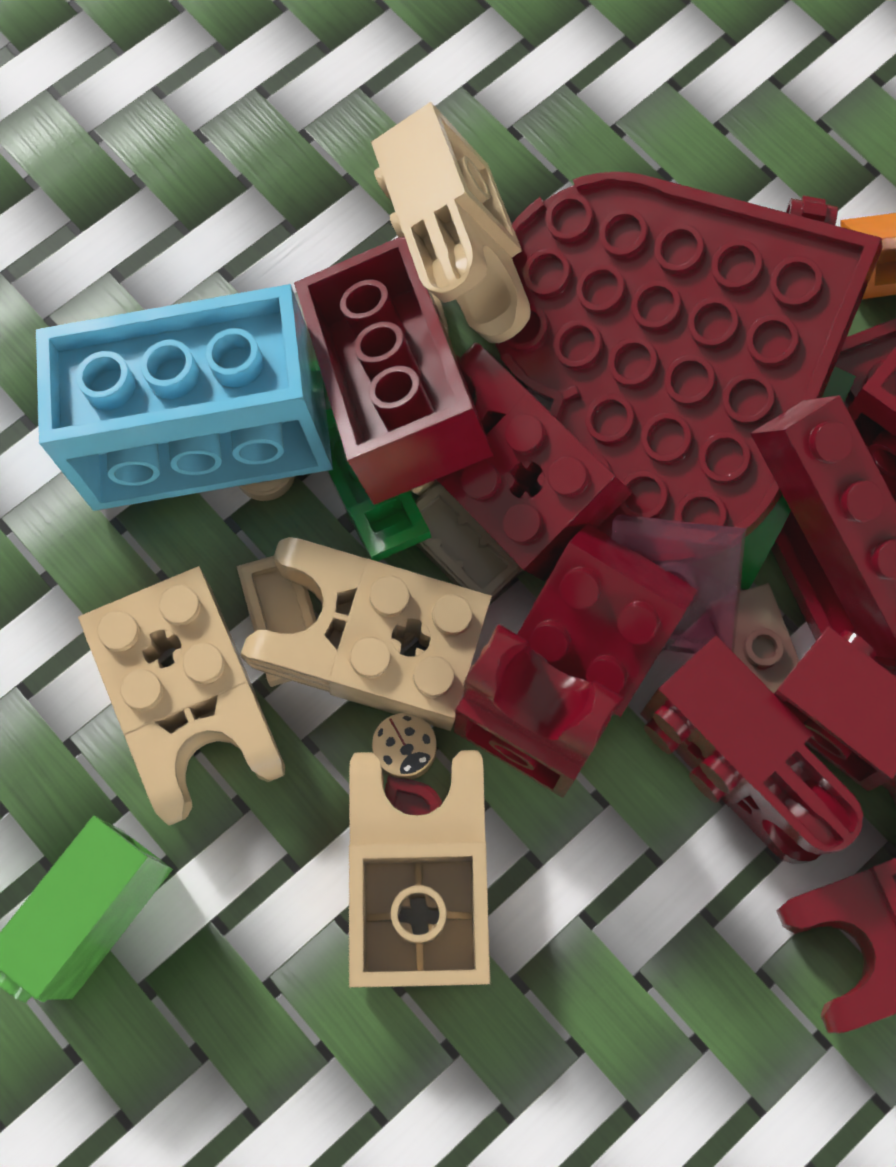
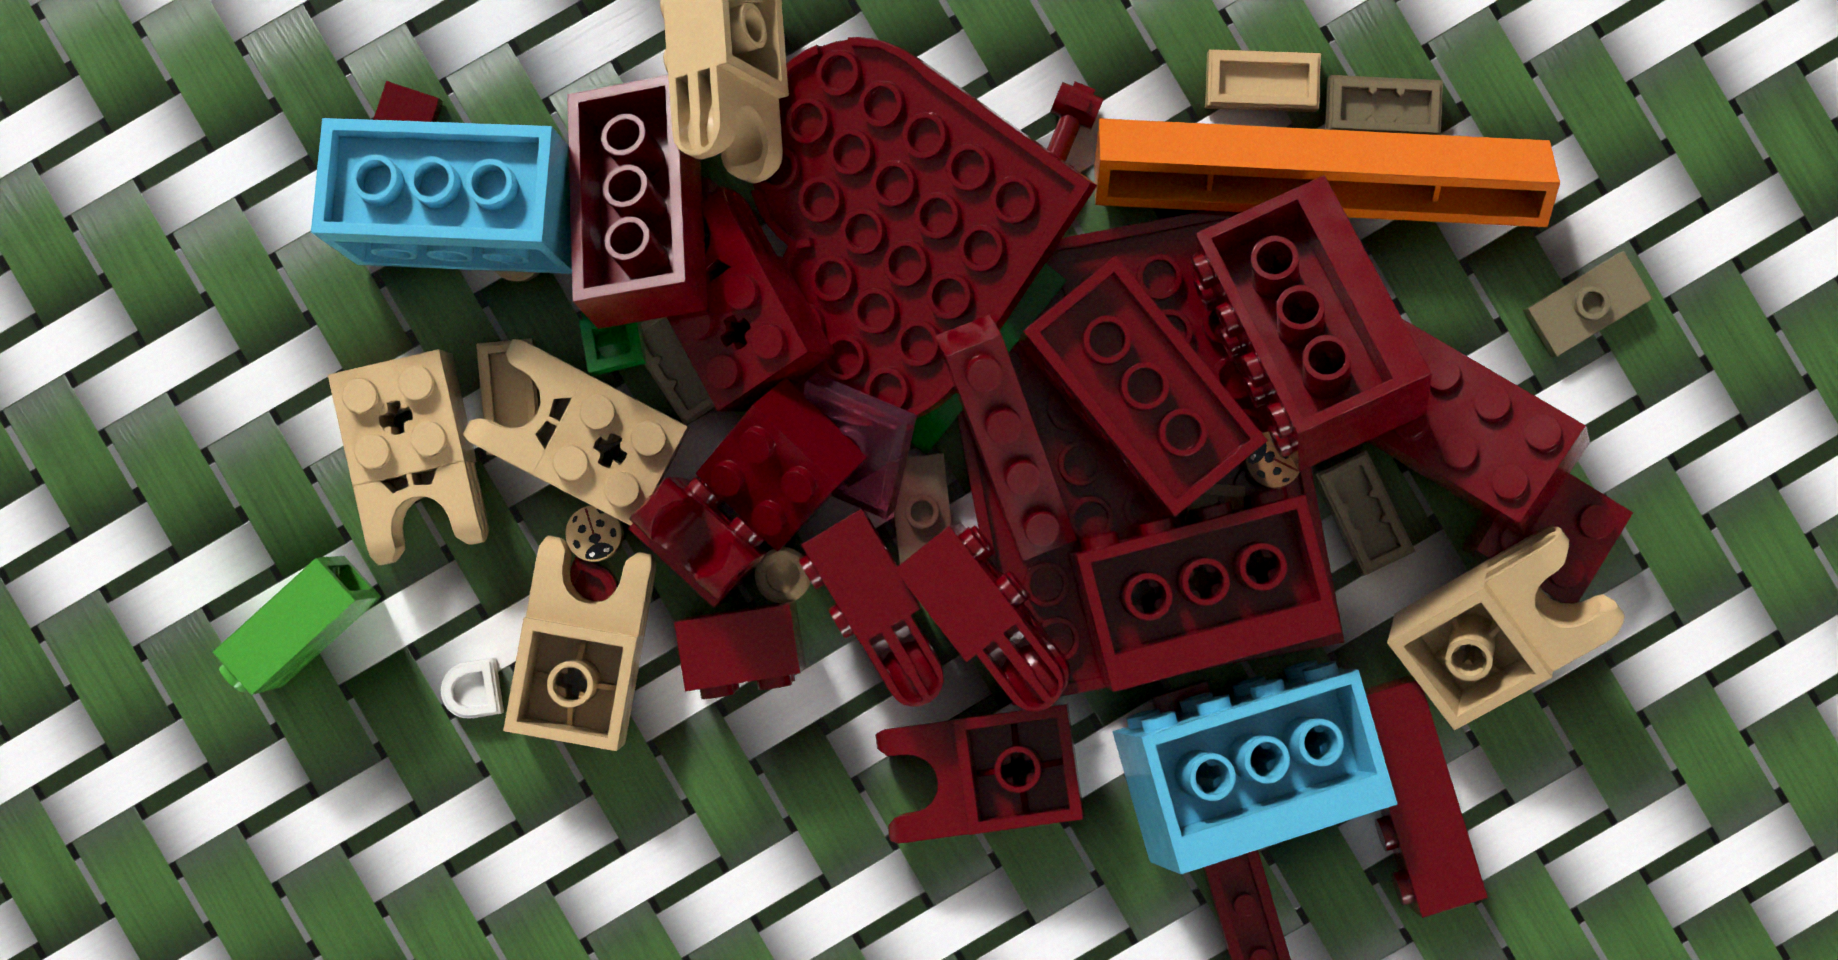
camera: 15 degrees right, 15 degrees up
(297, 954) = (473, 689): none -> white tile
(606, 829) = (740, 647): none -> dark red brick
(625, 752) = (782, 576): none -> tan tile

